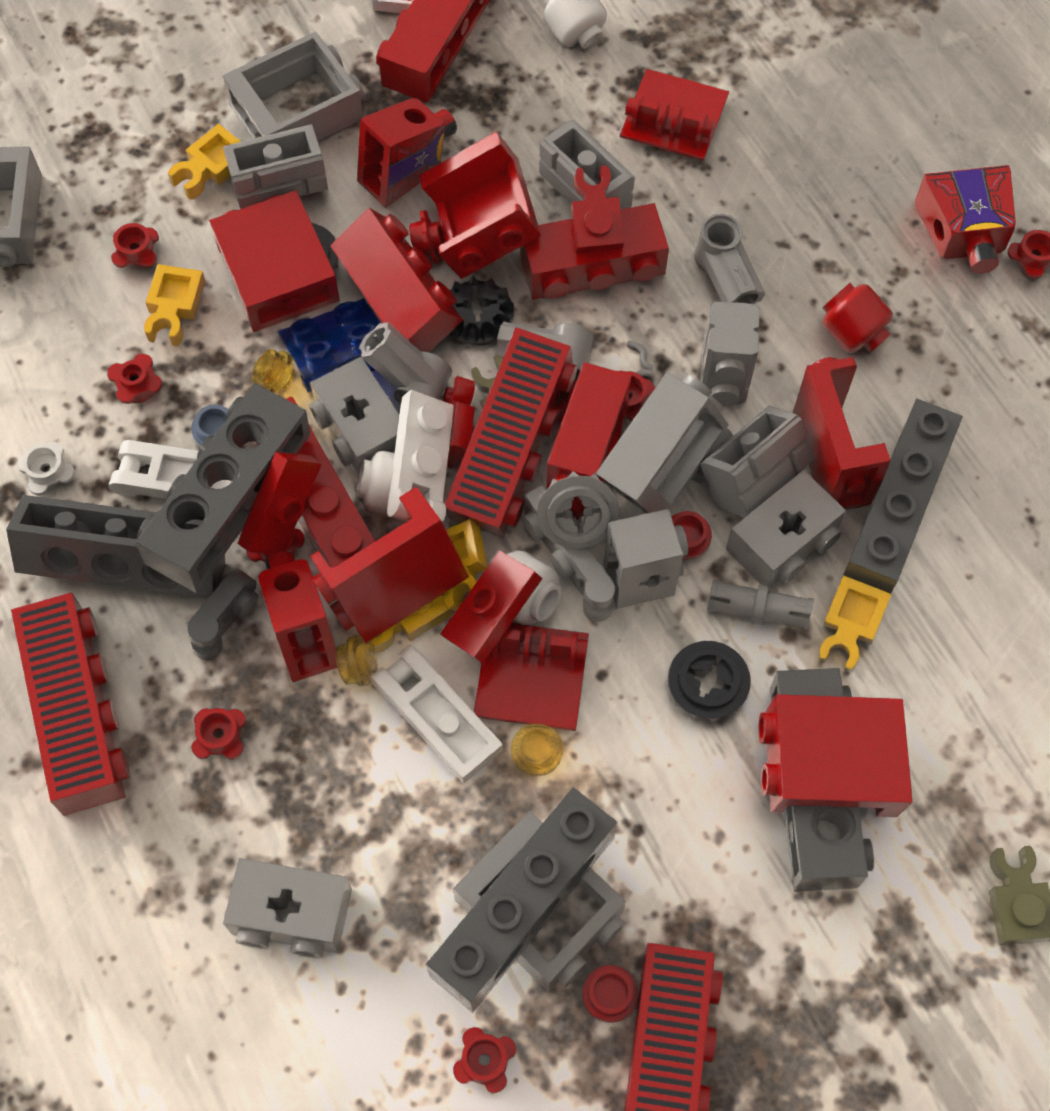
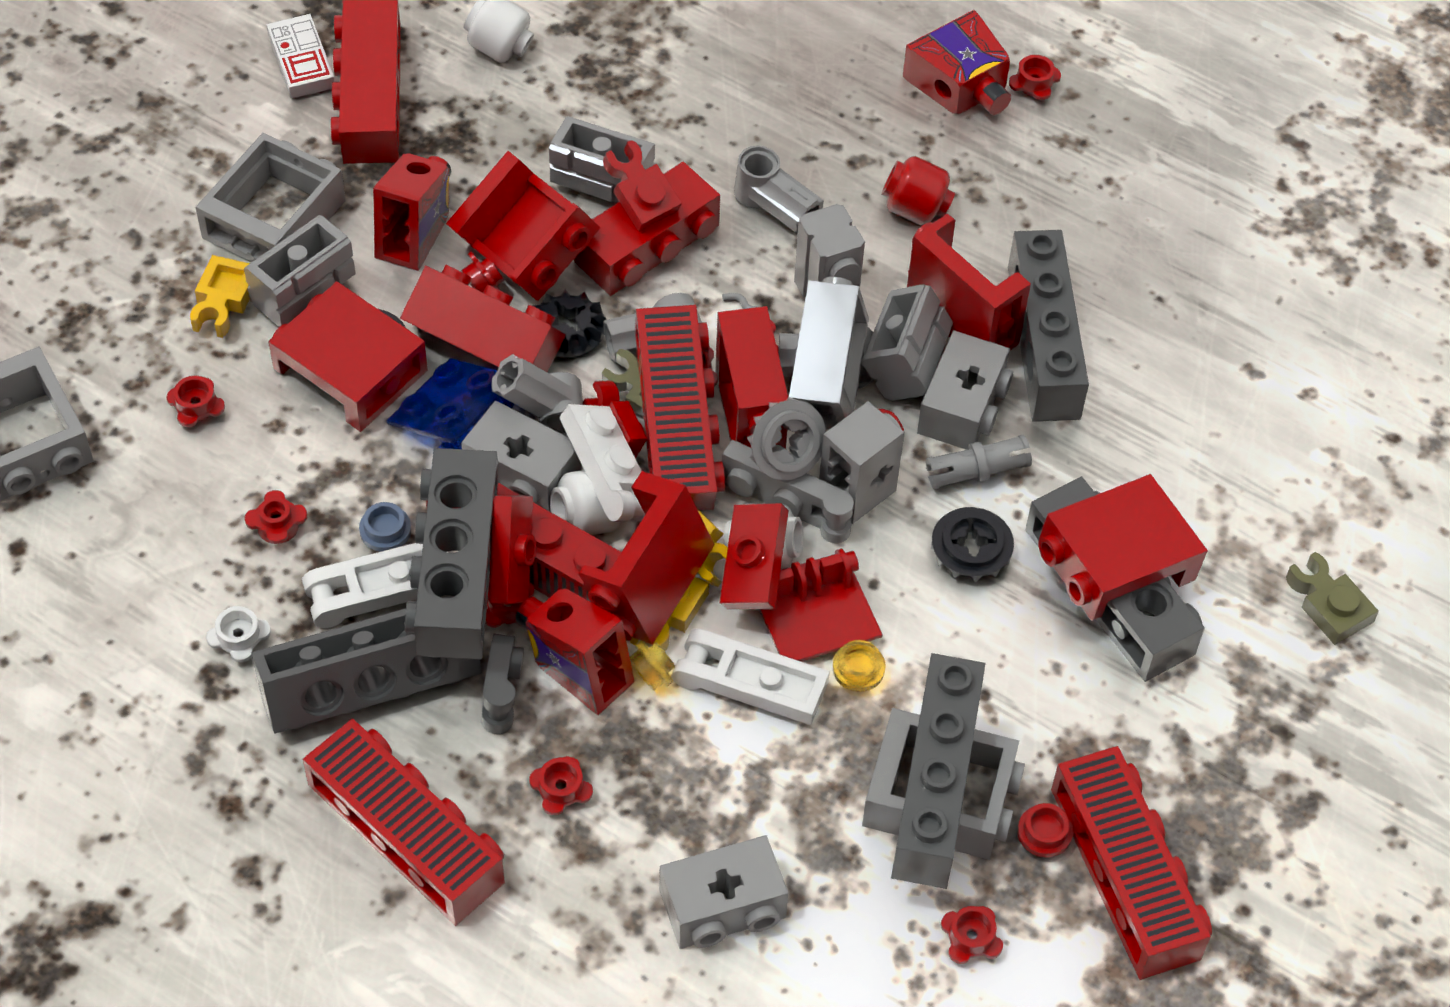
camera: 30 degrees left, 10 degrees down
(172, 296) = (269, 432): yellow plate -> none
(273, 370) = (410, 453): clear yellow plate -> none
(674, 114) = (644, 82): red hinge -> none
(854, 616) = (1064, 434): yellow plate -> none

